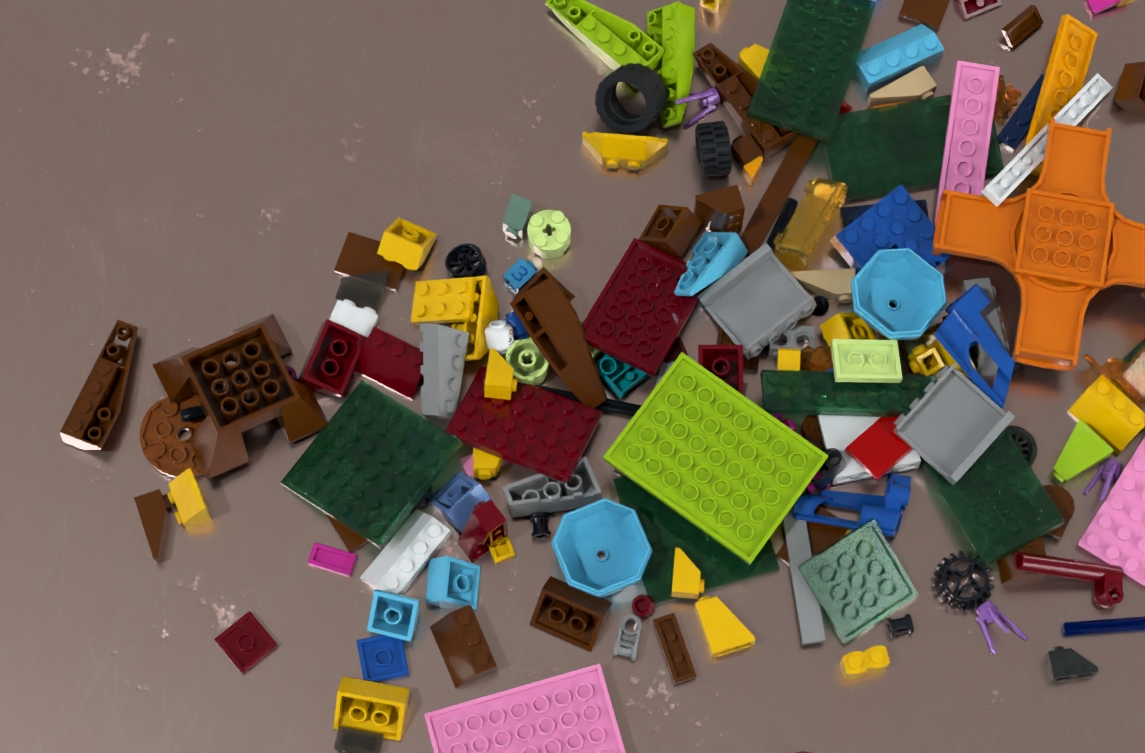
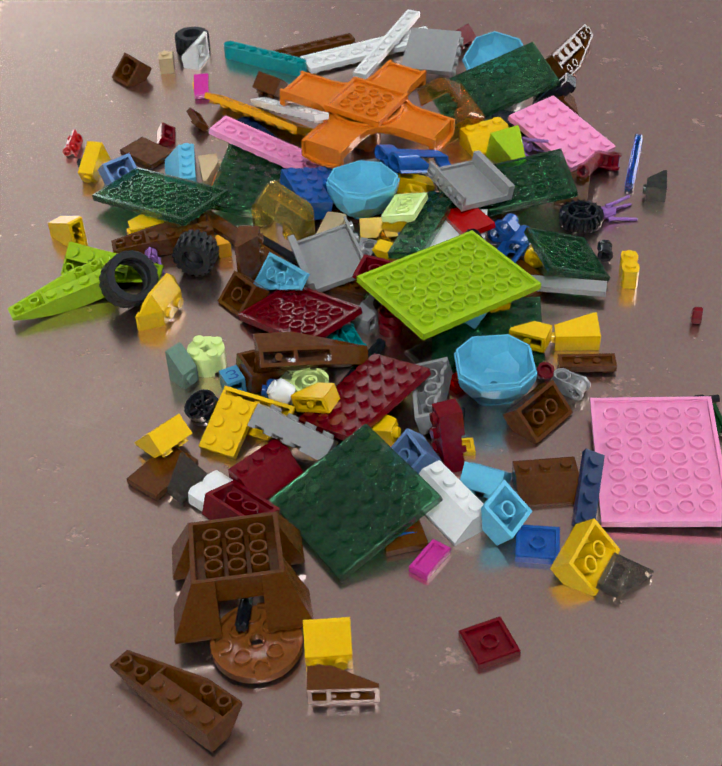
camera: 70 degrees left, 30 degrees down
(458, 690) = (588, 486): none -> dark blue plate

